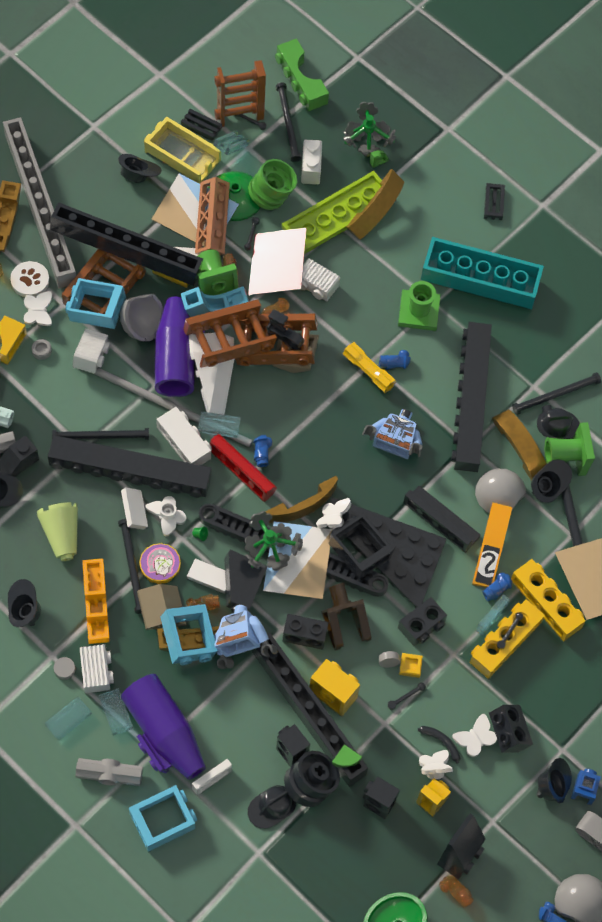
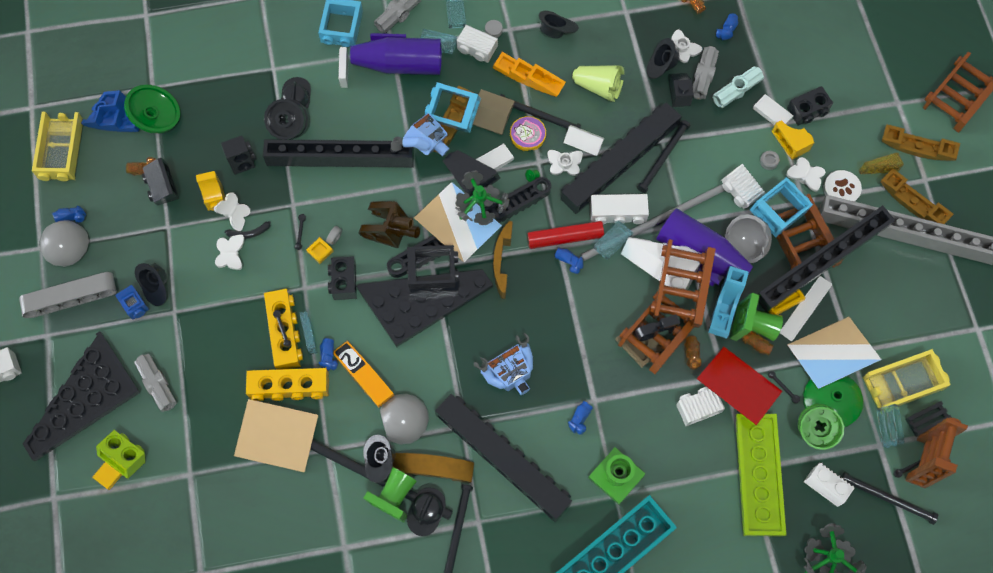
camera: 130 degrees right, 5 degrees up
(137, 169) = (907, 329): black piece -> none
(210, 600) = (474, 139): clear orange arm -> none
(215, 215) = (816, 357): nougat fence -> none
(291, 744) = (320, 123): black brick -> none
(305, 631) = (400, 188): black brick -> none
(311, 91) = (963, 548): bright green arch -> none
(333, 514) = (471, 267): white animal -> none
(334, 687) = (339, 177): yellow brick -> none
(346, 757) = (279, 144): bright green tile -> none
(377, 158) = (799, 550): bright green tile -> none
(378, 206) = (743, 510): pearl gold slope -> none
(379, 376) = (574, 393): yellow axle -> none
(441, 518) = (415, 355): black panel -> none
(510, 728) = (214, 283): black brick -> none

